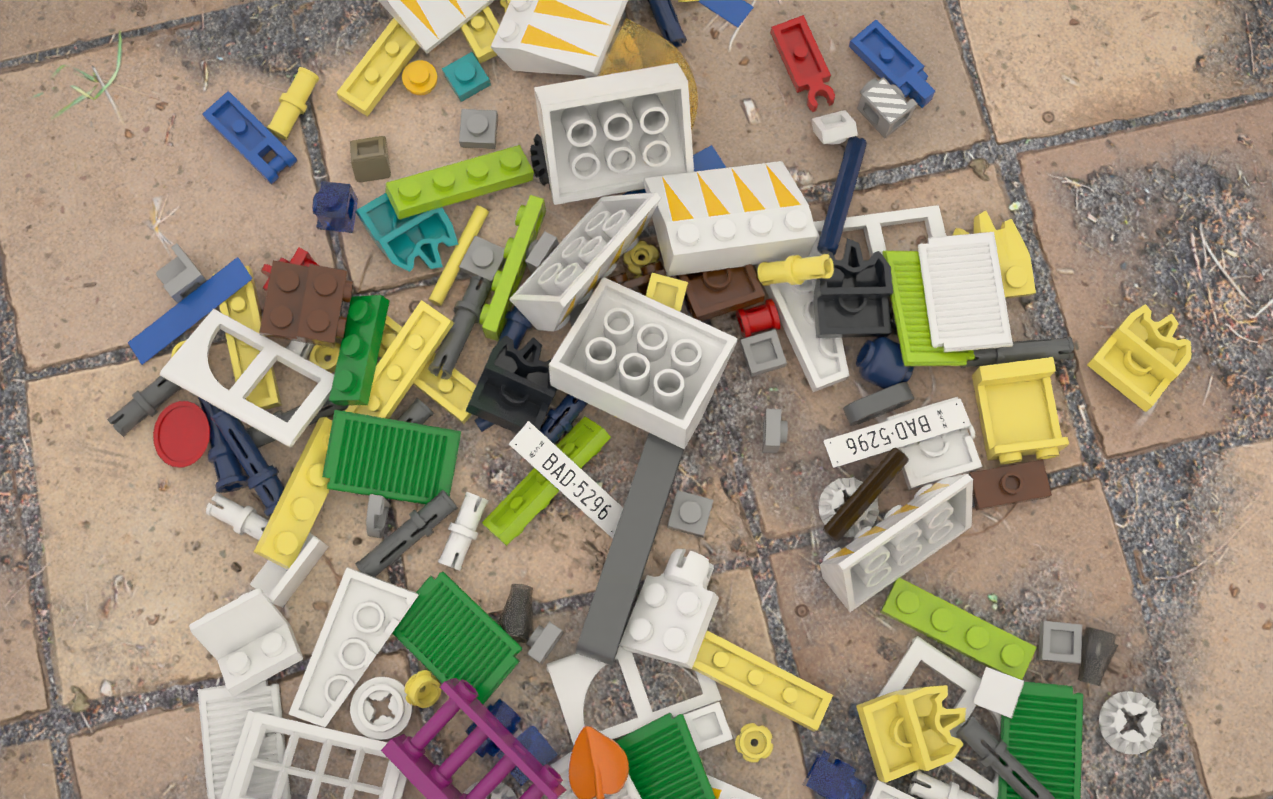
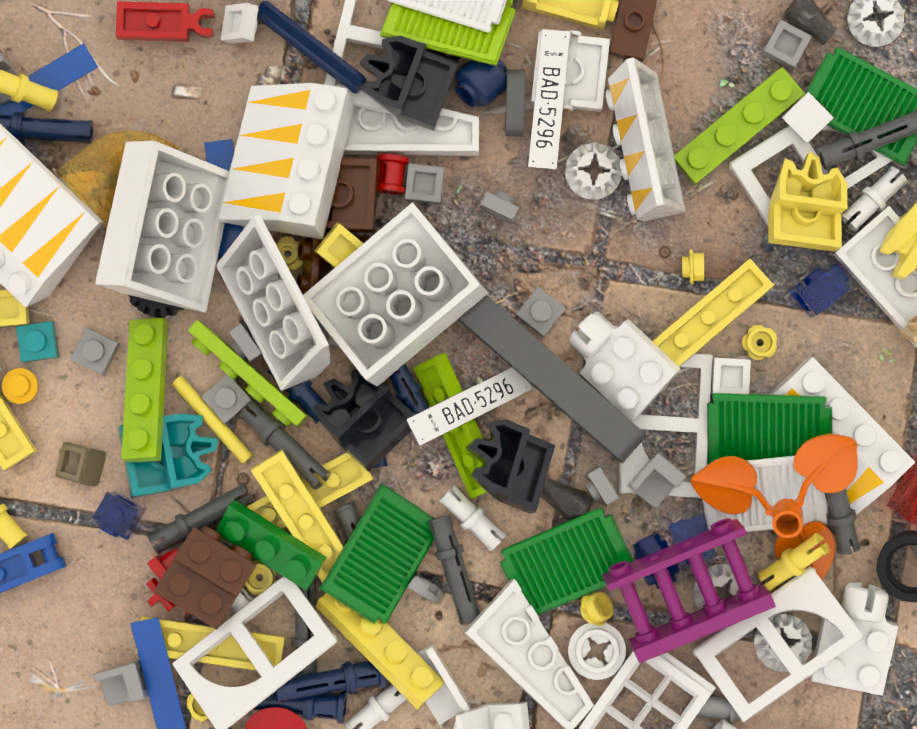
camera: 65 degrees left, 10 degrees up
(363, 281) = (199, 517): none -> dark grey pin
(528, 544) = (512, 465): none -> black plate
(572, 693) = (656, 480): none -> light grey panel
(795, 270) = (368, 121): light yellow pin -> none
(799, 643) = (693, 266): none -> light yellow plate
(865, 494) = (592, 151): dark brown axle -> none

